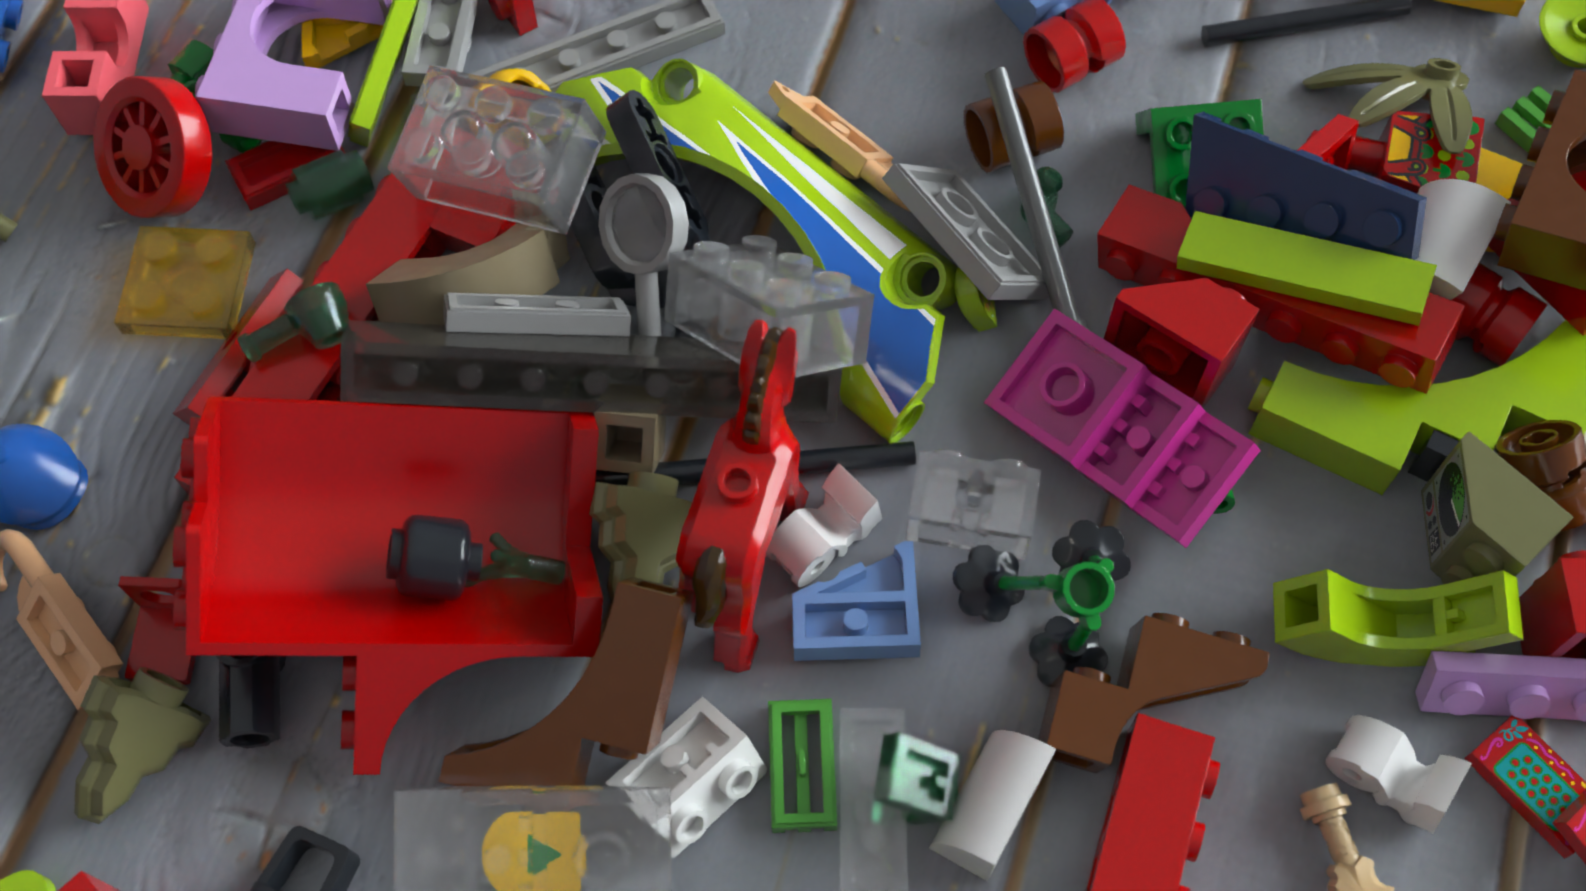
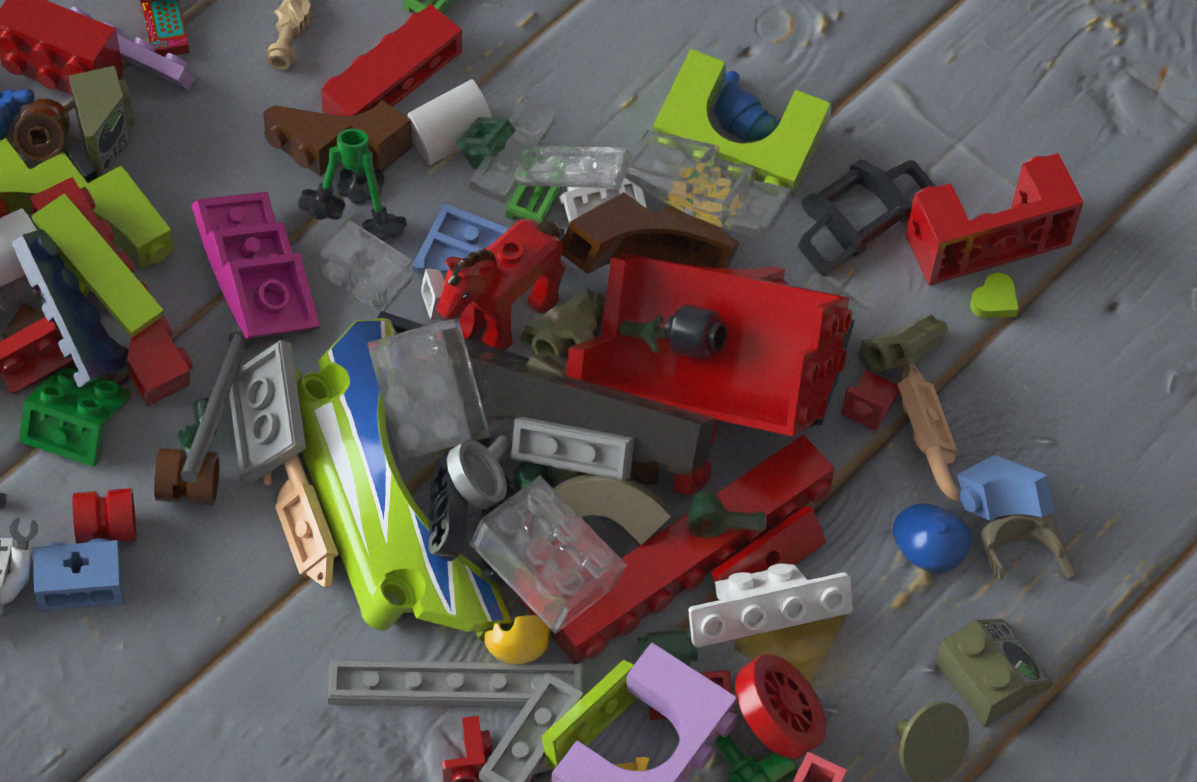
camera: 160 degrees left, 5 degrees down
(217, 269) = (767, 603): none -> white bracket
(746, 768) = (573, 166): none -> clear plate
(1183, 332) = (186, 284): red slope -> none
(1384, 762) = (226, 41): white leg -> none
(1394, 627) = (194, 118): lime arch -> none

